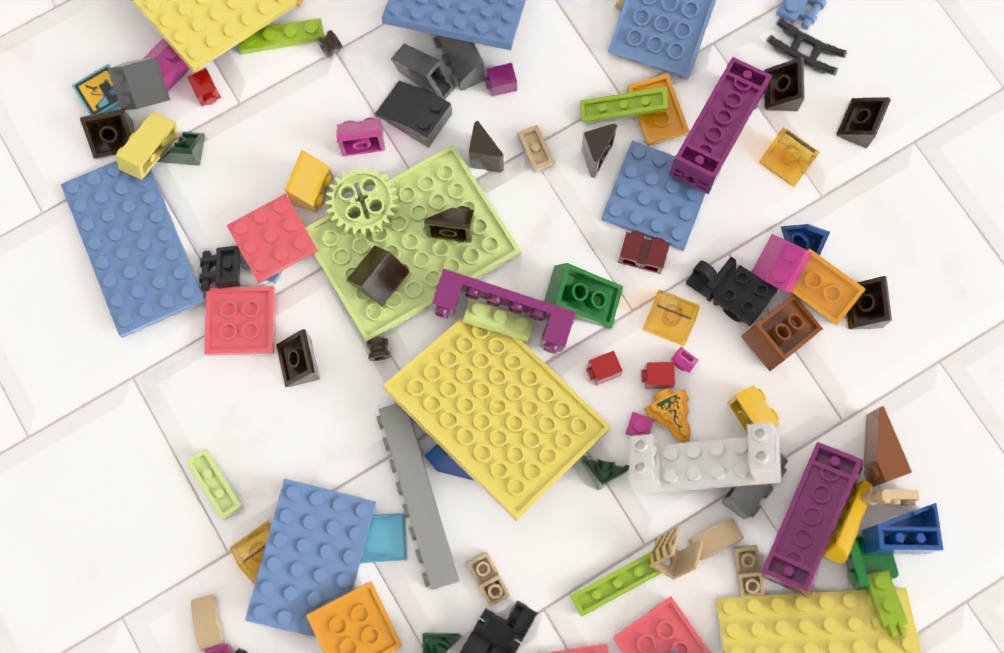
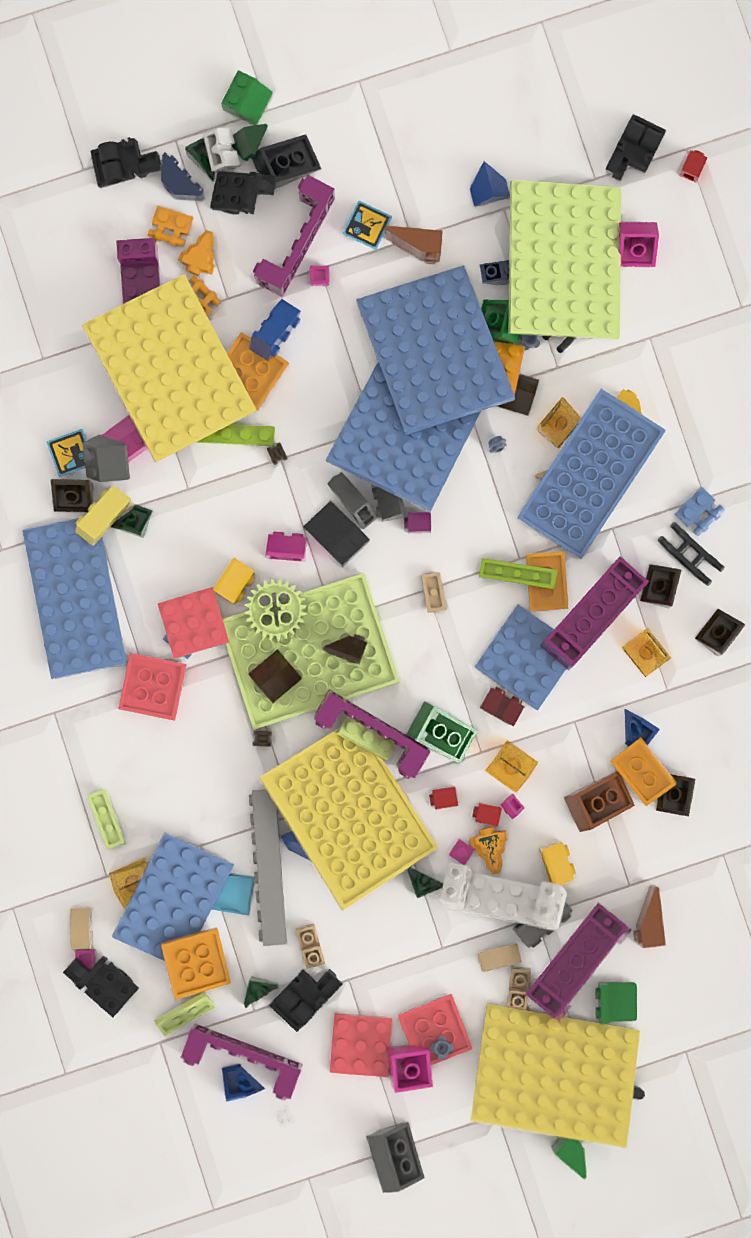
camera: 10 degrees right, 10 degrees up
(204, 87) = (160, 471): red brick -> none
(227, 268) = (150, 641): black plate -> none
(297, 359) = (193, 731): dark brown slope -> none
(484, 152) = (387, 587): dark brown slope -> none
(597, 145) = (484, 607): dark brown slope -> none
(614, 585) = (411, 974): lime plate -> none
(681, 561) = (467, 968): tan piece -> none
(735, 290) = (569, 757): black plate -> none
(781, 263) = (612, 745): dark pink slope -> none
(848, 524) = (606, 971): yellow brick -> none
(887, 603) = (618, 1039): lime hinge -> none
(891, 497) = (646, 959): tan plate -> none
(909, 533) = (650, 989): blue wedge -> none

